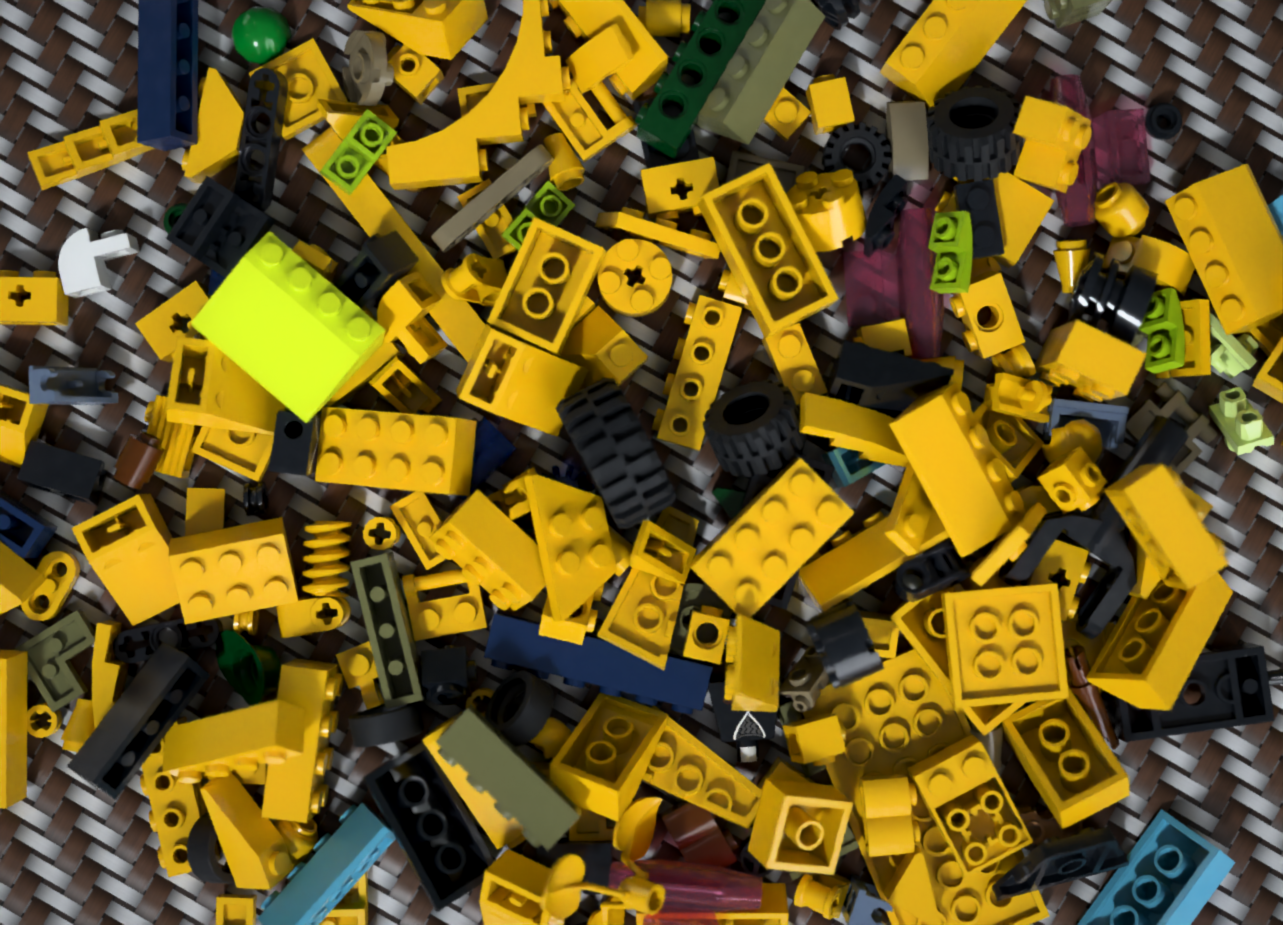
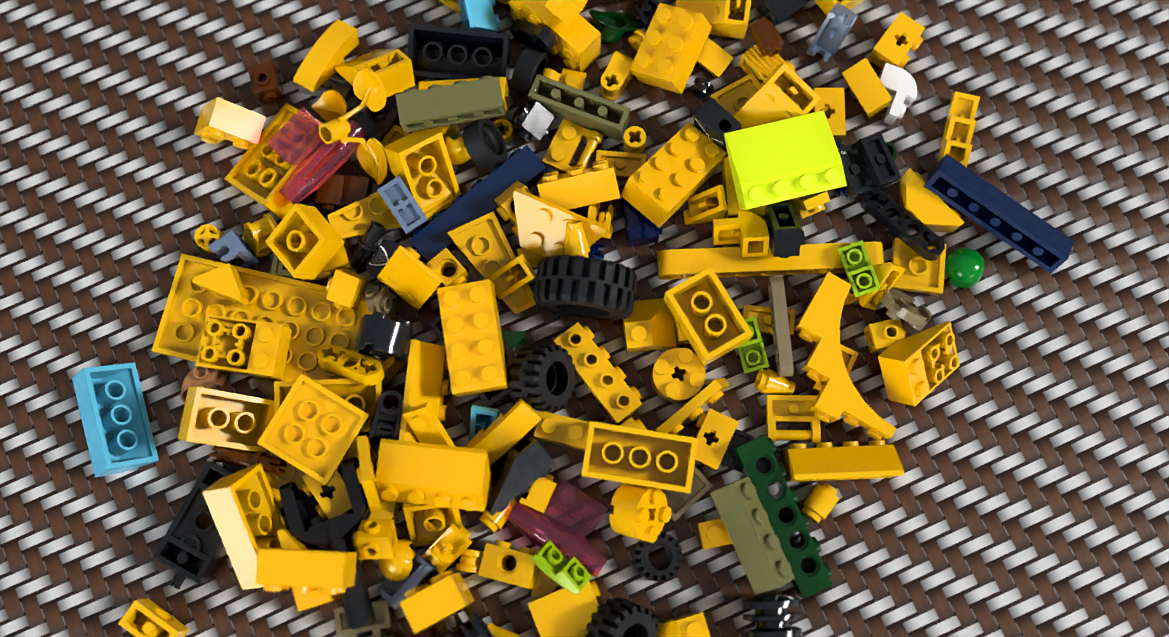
camera: 130 degrees right, 10 degrees down
(113, 296) = (867, 88): none -> yellow hinge
(326, 558) = (641, 103): yellow piece -> none
(338, 752) = (533, 35): none -> black beam
(475, 280) = (741, 283): yellow piece -> none
(519, 380) = (664, 264): yellow slope -> none
(573, 498) = (575, 239): none -> yellow cone
(600, 58) = (821, 442): yellow slope -> none
(670, 746) = (402, 204): none -> sand blue hinge
(745, 754) = (367, 244): none -> black axle
(829, 104) = (701, 563): yellow brick -> none
(881, 218) = (609, 539): black slope -> none
(887, 814) = (275, 299): yellow brick -> none
(906, 648) = (365, 371): none -> yellow beam
(908, 140) = (647, 594): dark tan slope -> none
(980, 201) = (578, 606): black plate -> none
(1063, 861) = (173, 375): black wing -> none

